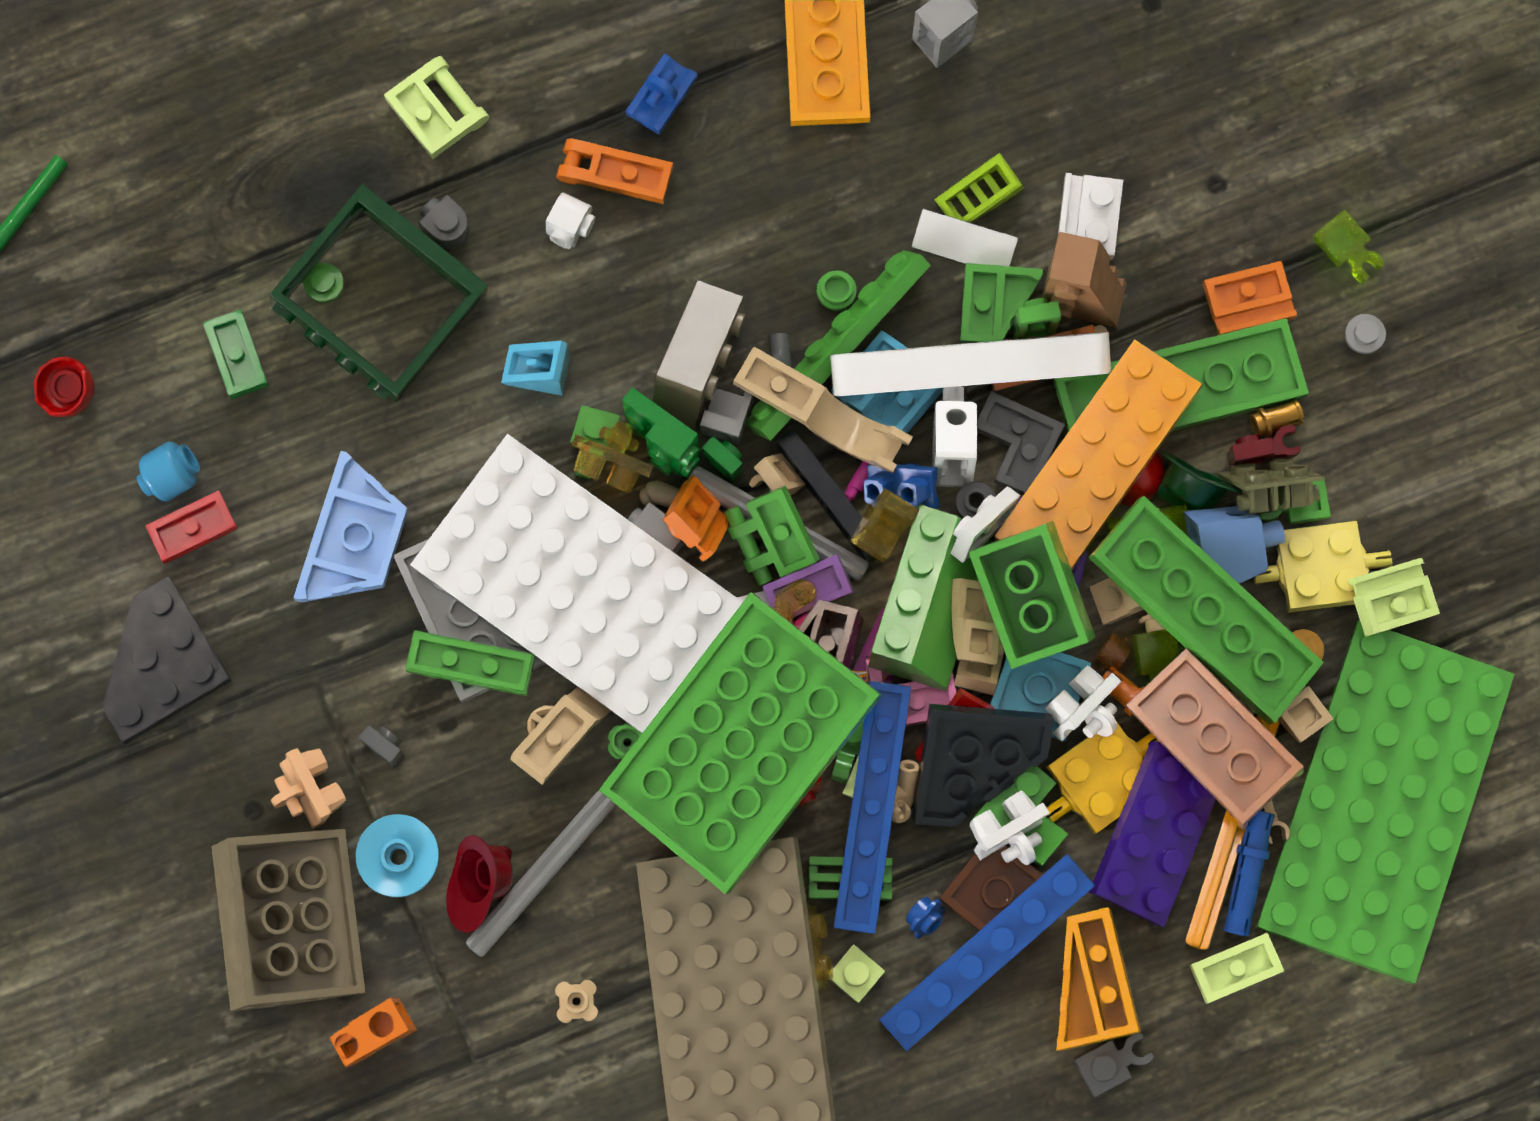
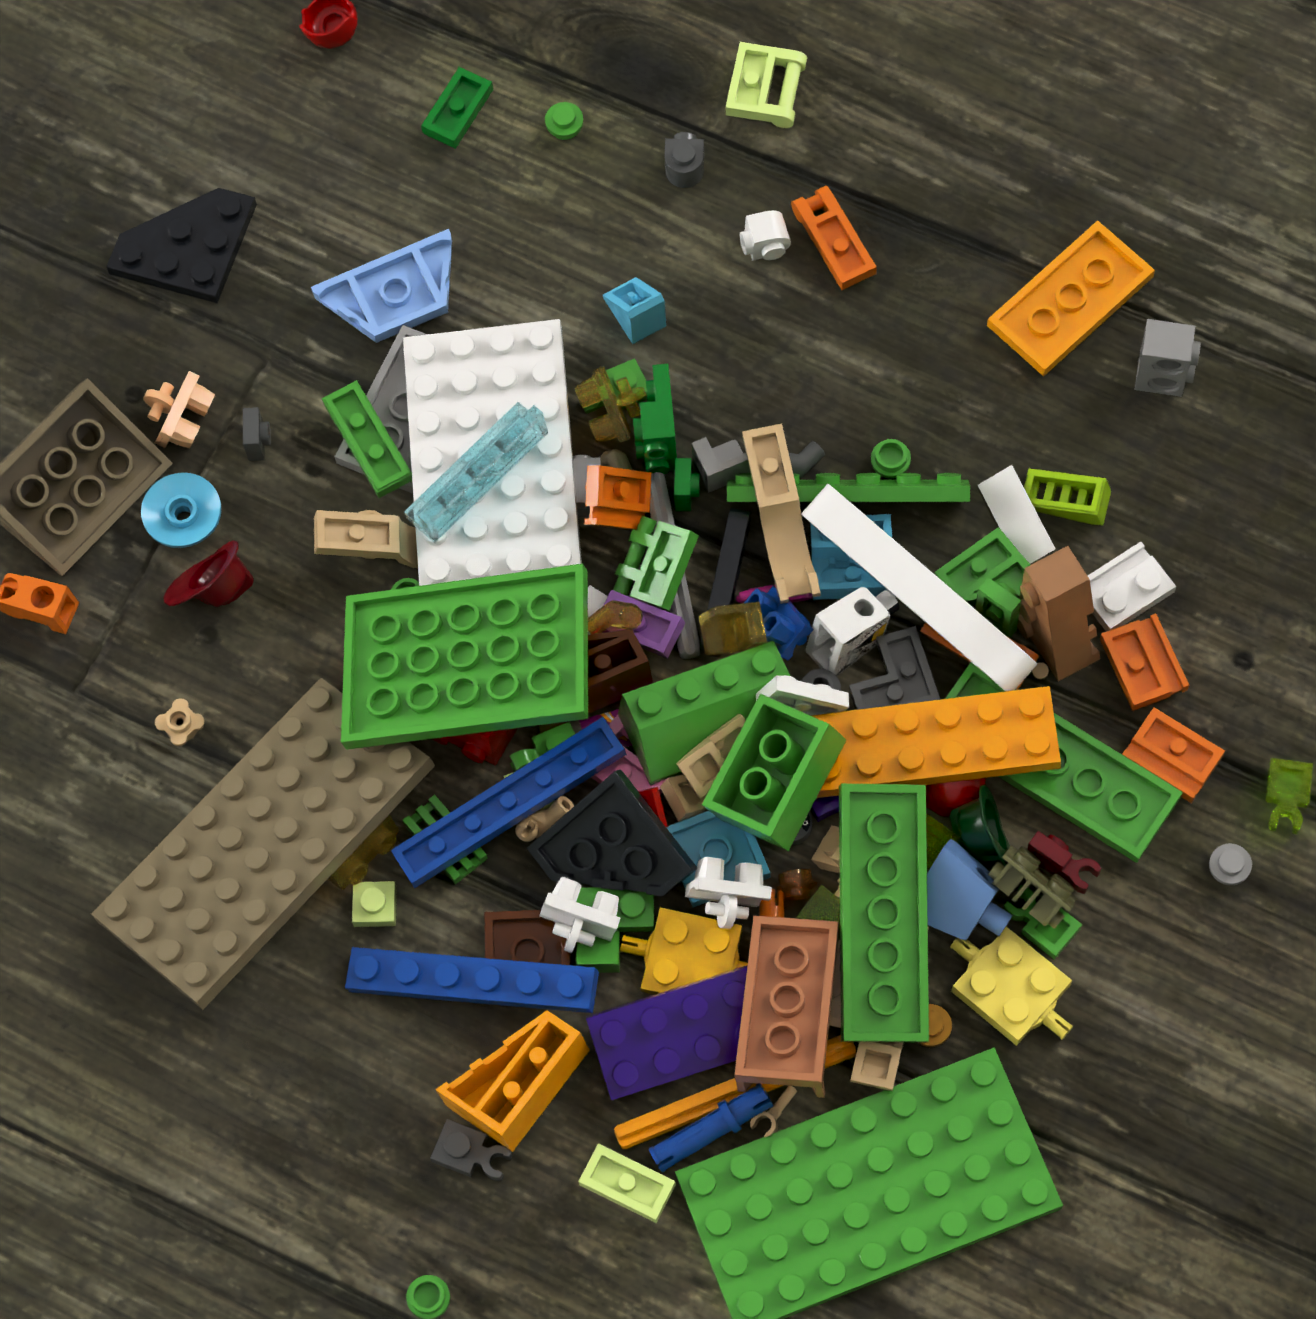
camera: 55 degrees right, 10 degrees down
(168, 471) = (330, 133): dark azure head -> none
(191, 527) = (303, 183): plate -> none
(414, 240) = (578, 90): dark green window -> none
(540, 874) = (250, 619): light grey axle -> none
(584, 604) = (477, 471): none -> clear light blue fence
(661, 94) = (920, 216): blue hips -> none
(697, 353) = (744, 398): wedge -> none
(776, 473) = (710, 530): tan tile -> none
(925, 917) = (461, 915): blue plate -> none
(1161, 254) = (1144, 662): none -> orange plate
(1271, 420) = (1089, 847): pearl gold pin -> none
(1393, 597) = (1035, 1056): yellowish green plate -> none

